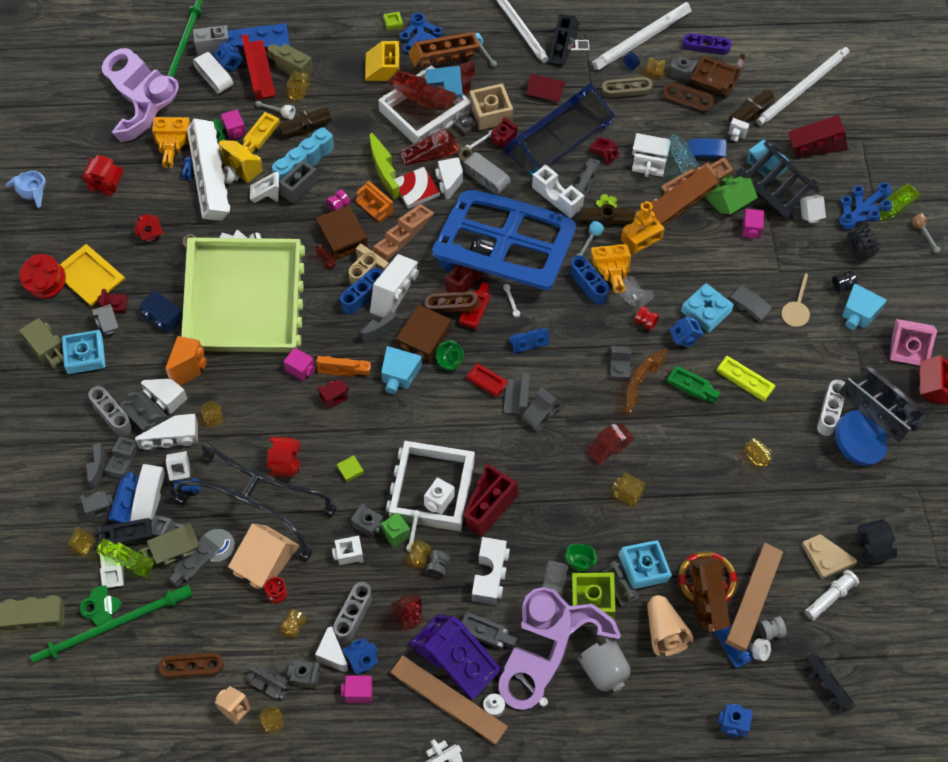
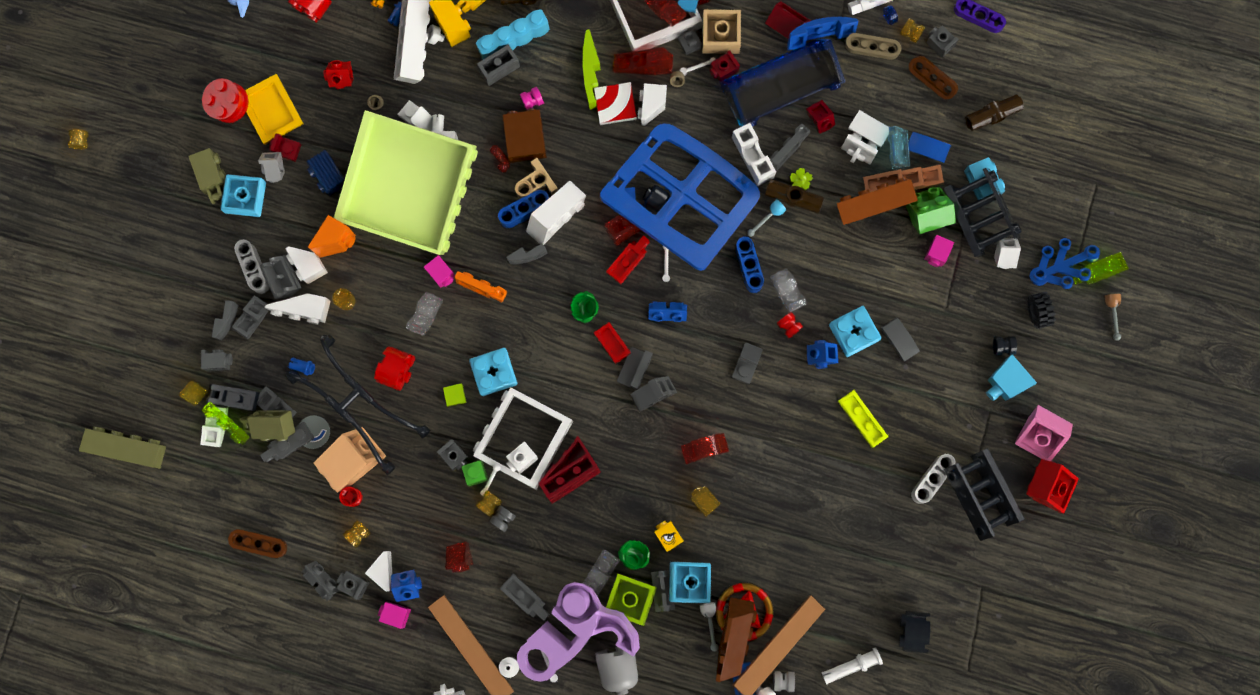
camera: 25 degrees right, 20 degrees up
(103, 605) = (197, 461): green plate -> none
(124, 499) = (242, 362): blue hinge -> none
(147, 492) = (262, 365): white slope -> none
(170, 598) = (256, 474): green bar -> none
(178, 466) = (297, 345): white brick -> none
(232, 704) = (281, 593): light nougat slope -> none
(265, 187) = (464, 62): white slope -> none
(270, 715) = (309, 620): clear yellow wheel -> none
(296, 404) = (425, 313): none -> clear slope
(333, 393) = (462, 312): dark red brick -> none
(350, 545) = (434, 479): white brick -> none
(353, 602) = (403, 545): light grey beam -> none
(374, 202) = (567, 109): orange hinge -> none
(380, 447) = (504, 376): none -> medium azure brick
(399, 369) = (531, 306): medium azure torso -> none
(403, 232) = (586, 152): nougat slope -> none
(423, 333) = (567, 275): reddish brown brick -> none
(452, 302) = (600, 245): reddish brown plate -> none
(454, 648) = (488, 611): dark purple bracket -> none
(486, 173) = (690, 109): light grey beam -> none
(488, 588) = (541, 557): white arch -> none
(576, 82) = (840, 26): none -> blue slope
(606, 530) = (668, 535): none -> yellow brick
(612, 263) = (776, 254): light orange brick -> none
(643, 231) = (822, 227): light orange brick -> none
(652, 363) = (778, 375): clear orange slope -> none
(667, 628) = (686, 648): light nougat cone -> none
(673, 587) = (708, 610): none -> hinge
(693, 384) = (807, 410): green hinge -> none
(717, 75) = (974, 60): reddish brown piece -> none
(738, 129) = (968, 133): white tile -> none
(758, 452) = (842, 503): clear yellow brick -> none
(795, 313) = (942, 362): tan piece -> none
(802, 86) = (1062, 98): white piece -> none
(819, 138) = (1048, 171): dark red wedge -> none
(827, 556) = (865, 626): tan wing -> none
(860, 439) = (945, 522): blue piece -> none

